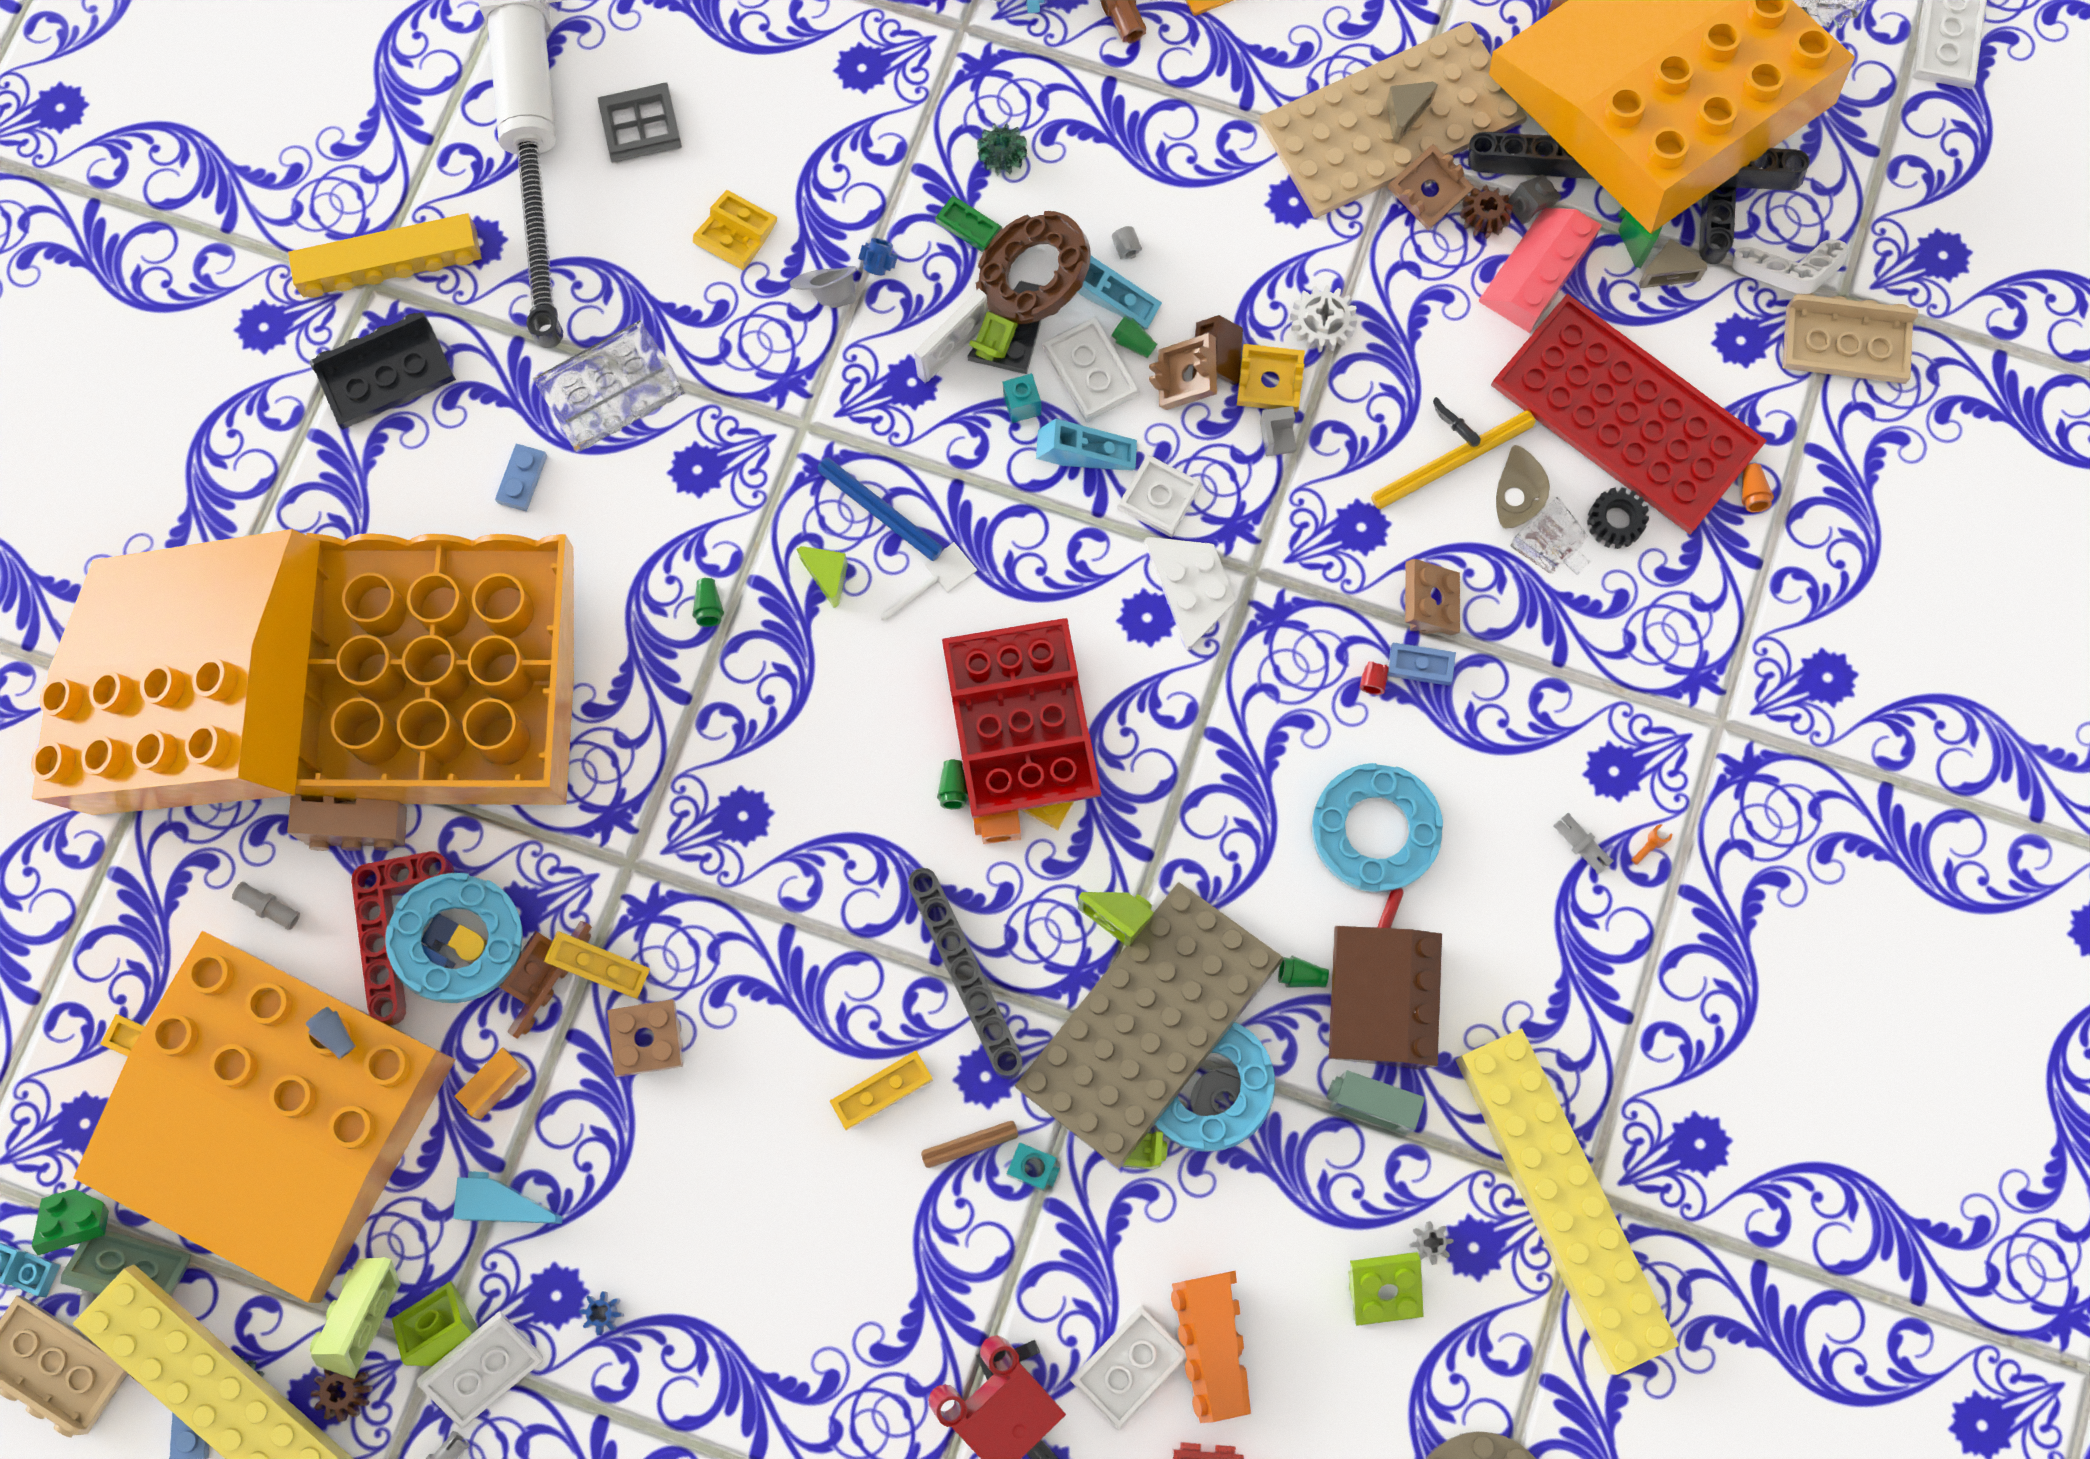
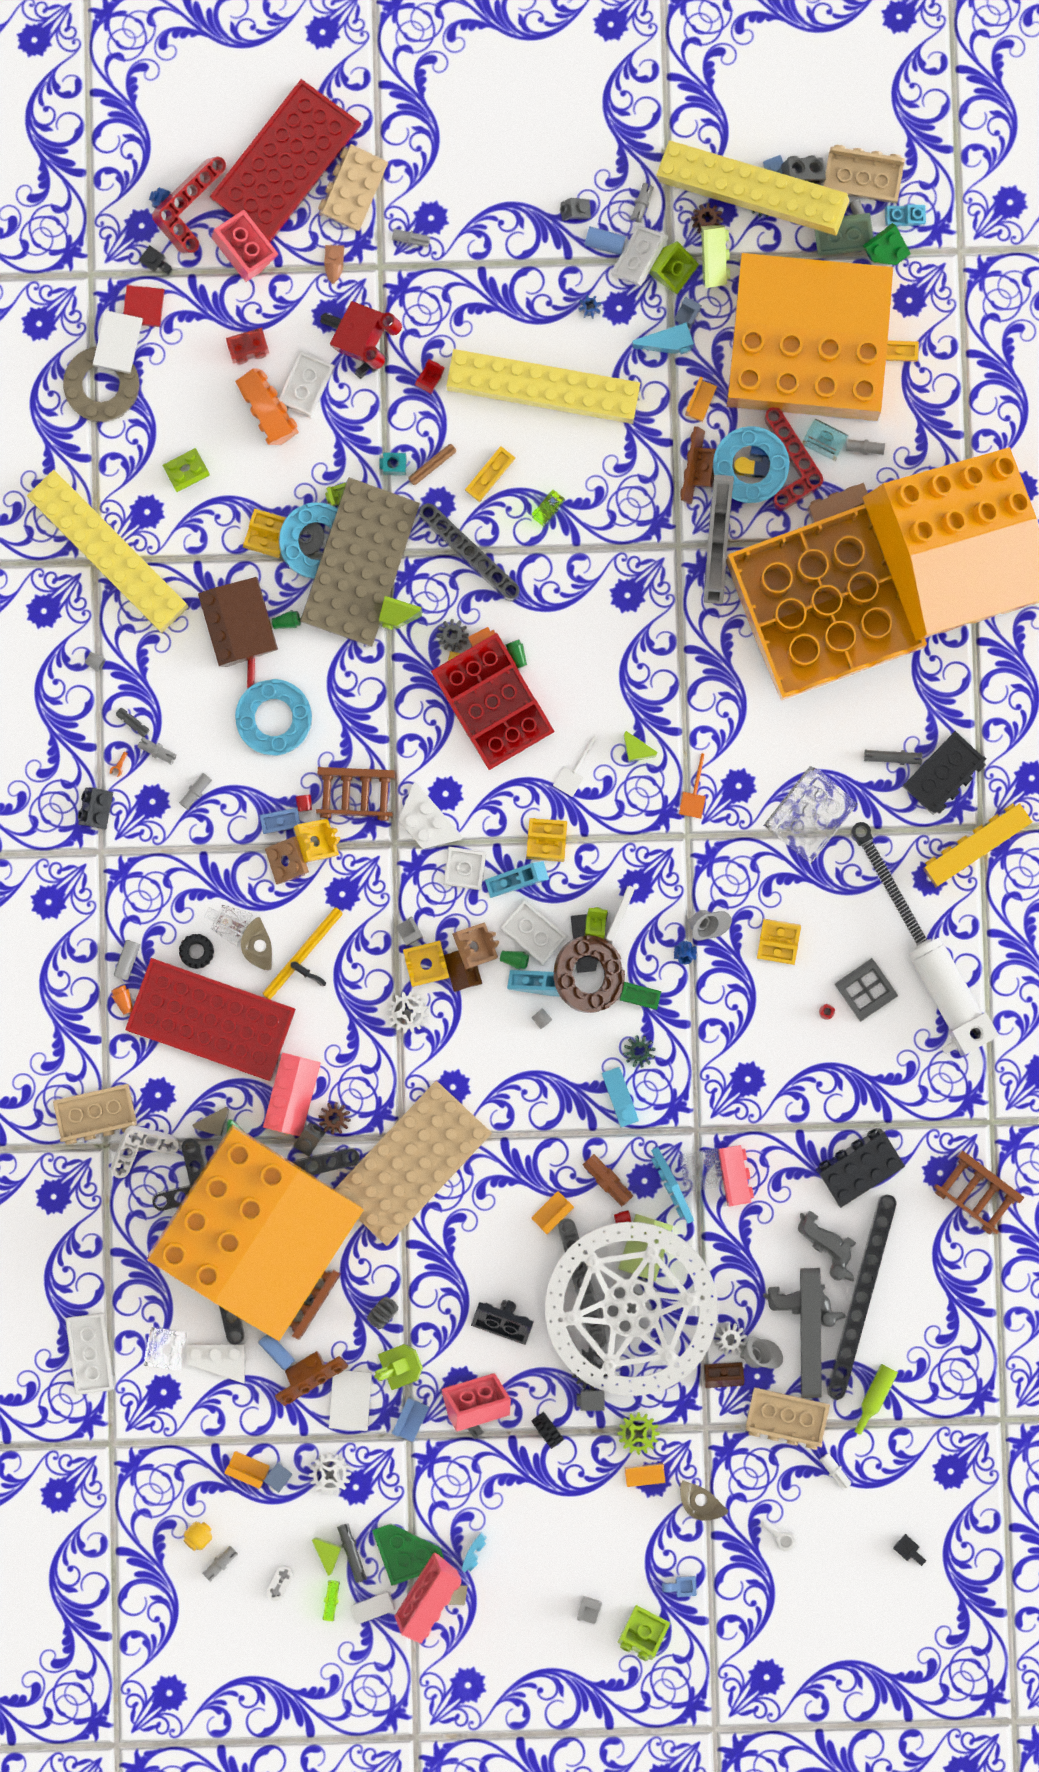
camera: 160 degrees right, 10 degrees up
(136, 1411) = (803, 166): none -> dark grey brick
(322, 941) = (825, 439): none -> clear light blue slope
(330, 1031) = (784, 382): sand blue cone -> none
(436, 418) = (893, 757): none -> dark grey pin
(445, 1239) = (688, 312): none -> sand blue panel
(521, 477) = (837, 741): medium blue plate -> none
(527, 1422) = (605, 240): none -> medium blue brick
(564, 838) = (718, 539): none -> light grey arch
(597, 964) = (668, 480): yellow plate -> none
(665, 1048) = (621, 464): medium nougat piece -> none
(707, 603) = (697, 706): green cone -> none
(709, 117) = (821, 1012): none -> hose
(735, 1204) = (543, 386): none -> light yellow brick
(777, 468) = (693, 804): none -> orange piece
(809, 998) = (548, 508): none -> clear neon green leg
(880, 509) = (622, 799): blue axle -> none
(916, 1295) = (430, 376): none -> red bracket
(1018, 491) = (546, 840): none -> yellow slope
(1022, 398) = (565, 894): teal brick -> none
(1035, 858) = (450, 641): none -> dark grey gear
(1055, 97) = (620, 1097): none -> medium azure slope
(1288, 1134) = (264, 533): none -> yellow slope
(1290, 694) = (346, 776): none -> dark orange fence
(1358, 606) = (326, 836): none -> yellow piece
(1375, 1102) = (224, 562): sand green window -> none
(1407, 104) = (404, 1164): dark tan slope -> none
(1435, 1234) = (175, 502): light grey gear -> none
(1436, 167) = (368, 1108): medium nougat piece -> none
(1541, 757) = (195, 791): none -> light grey pin
(1608, 904) = (132, 722): none -> dark grey axle
(1641, 1024) = (95, 661): none -> light grey hose
(1712, 789) = (95, 808): none -> black bracket
(1732, 543) = (126, 959): none -> light grey brick

